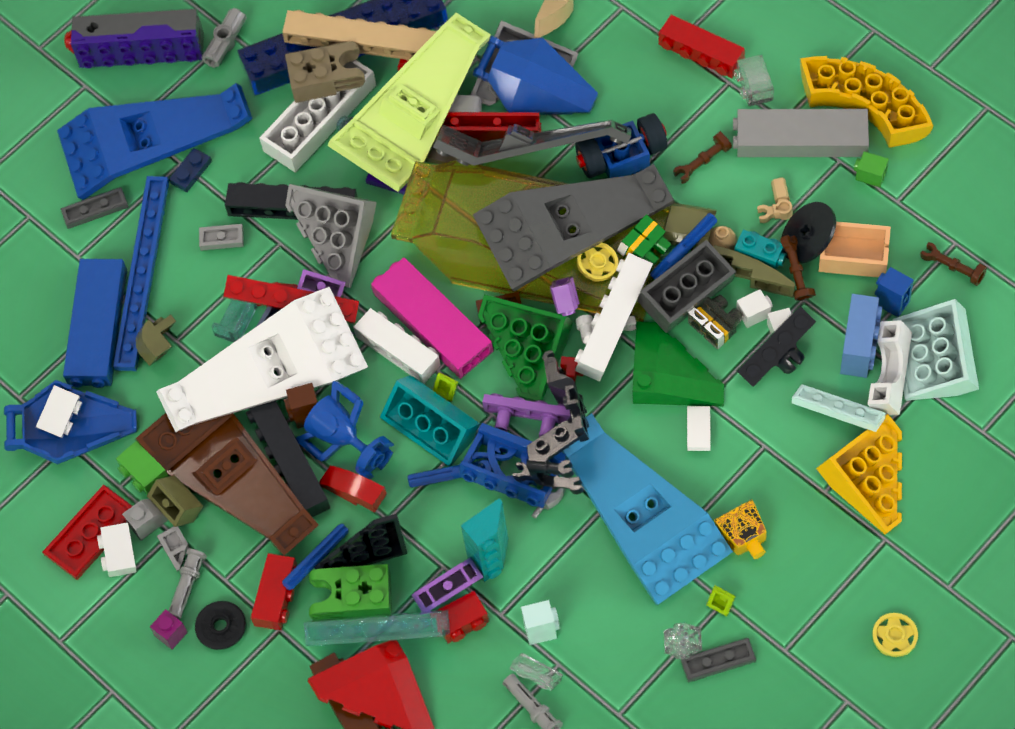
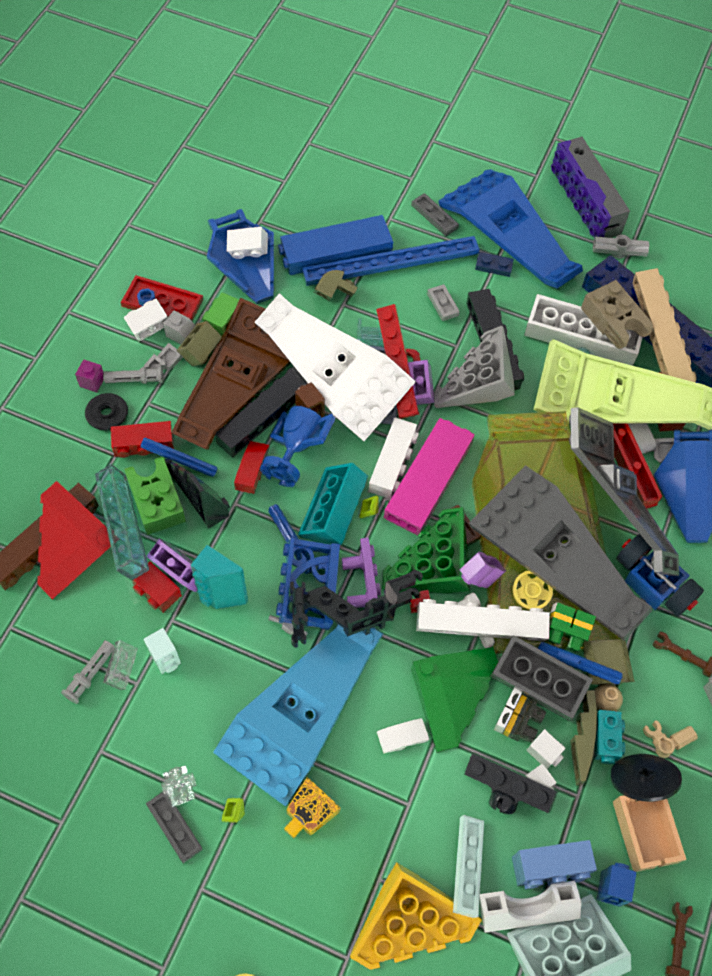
camera: 60 degrees right, 0 degrees up
(86, 543) = (145, 295): none -> blue tile
(796, 269) = (622, 763): reddish brown piece -> none

